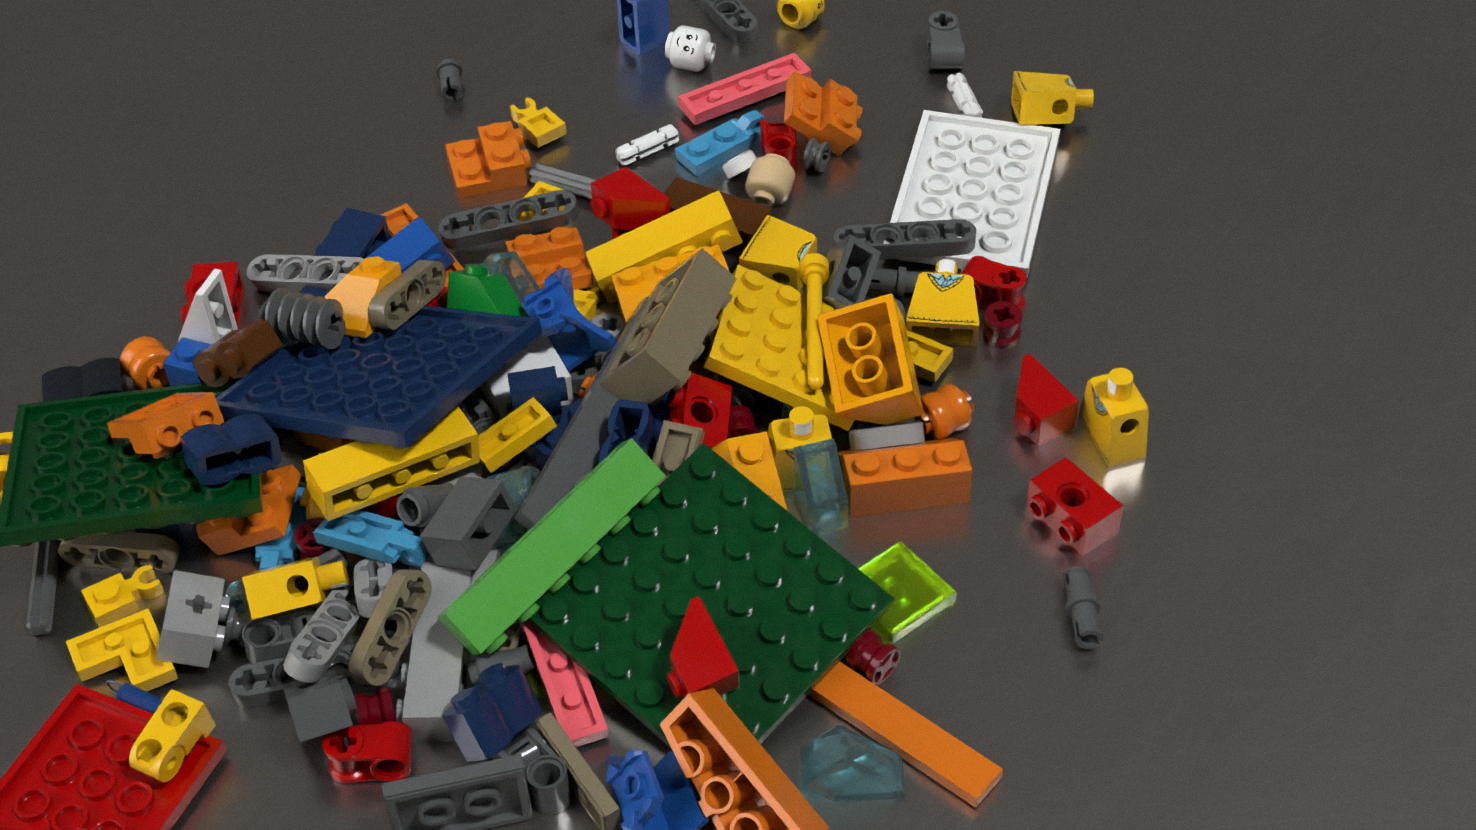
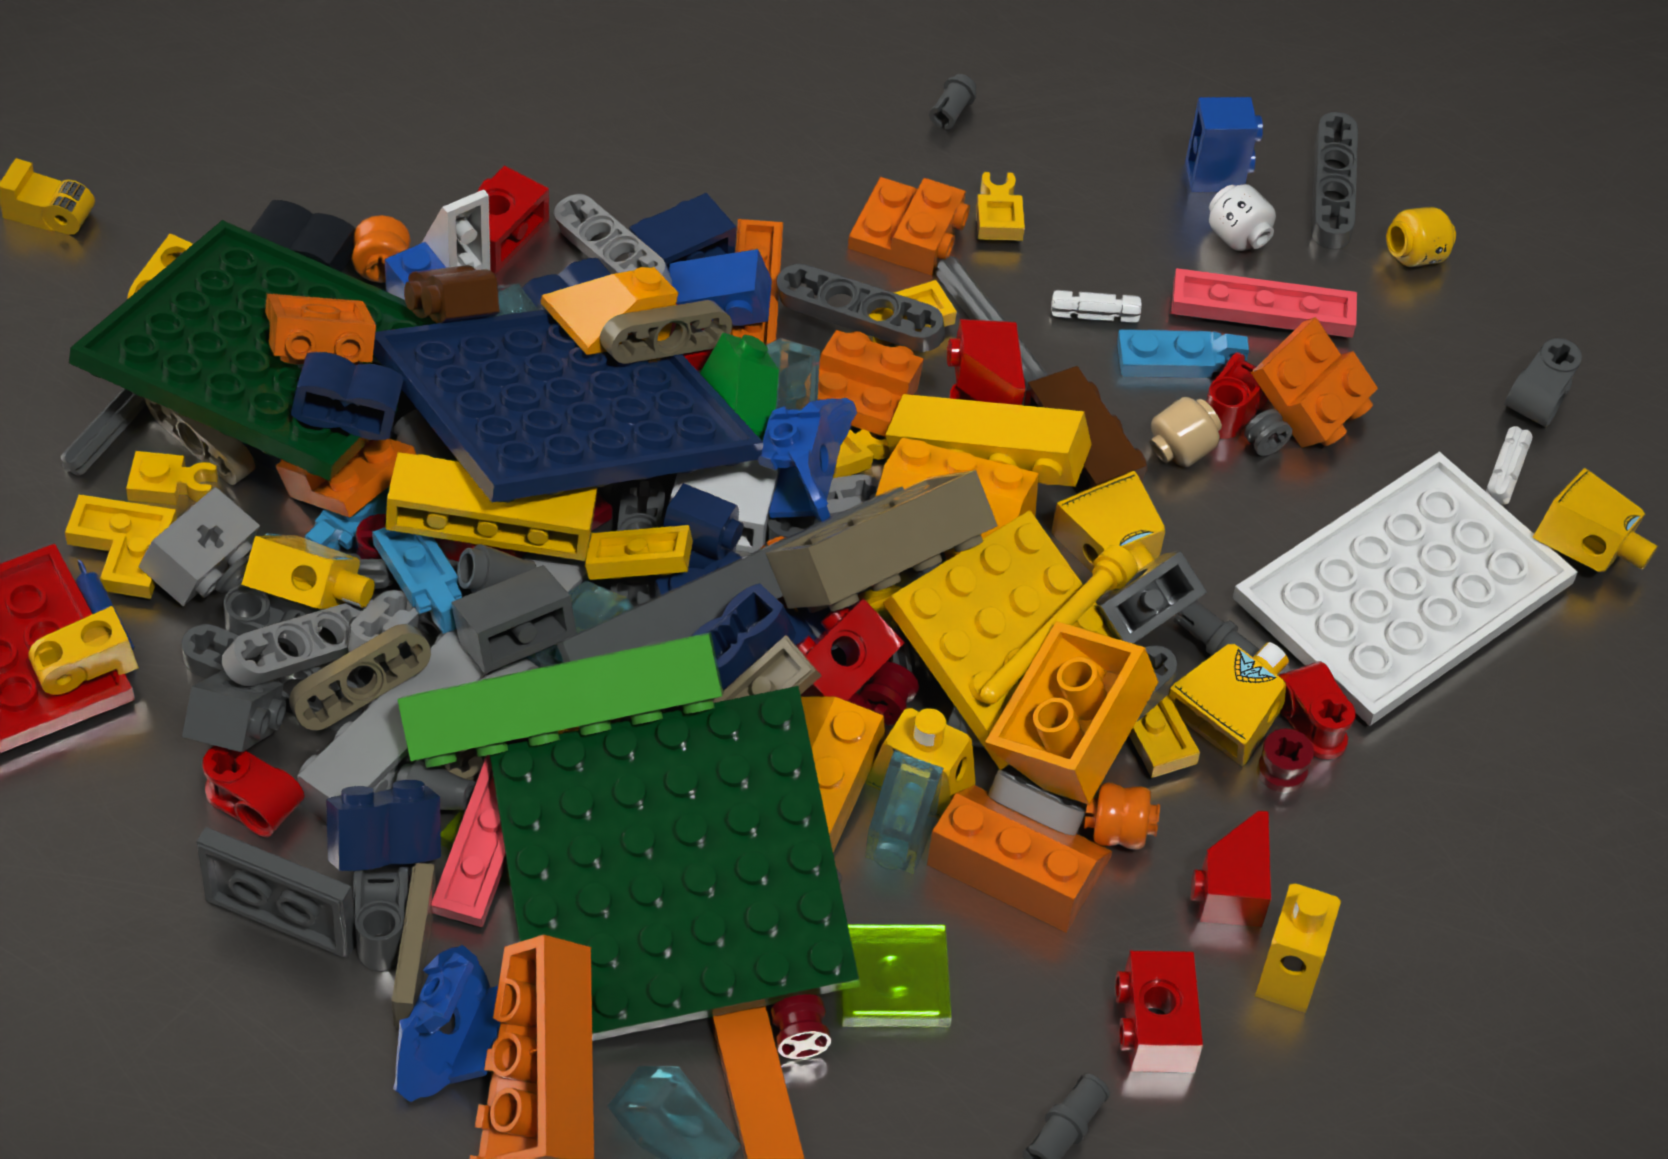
camera: 30 degrees right, 5 degrees up
(304, 318) = (537, 296): dark grey piece -> none
(376, 707) = (288, 750): dark red wheel -> none
(700, 656) = (605, 905): red slope -> none
(739, 163) = (1171, 390): white tile -> none
(905, 232) = (1266, 587): dark grey beam -> none

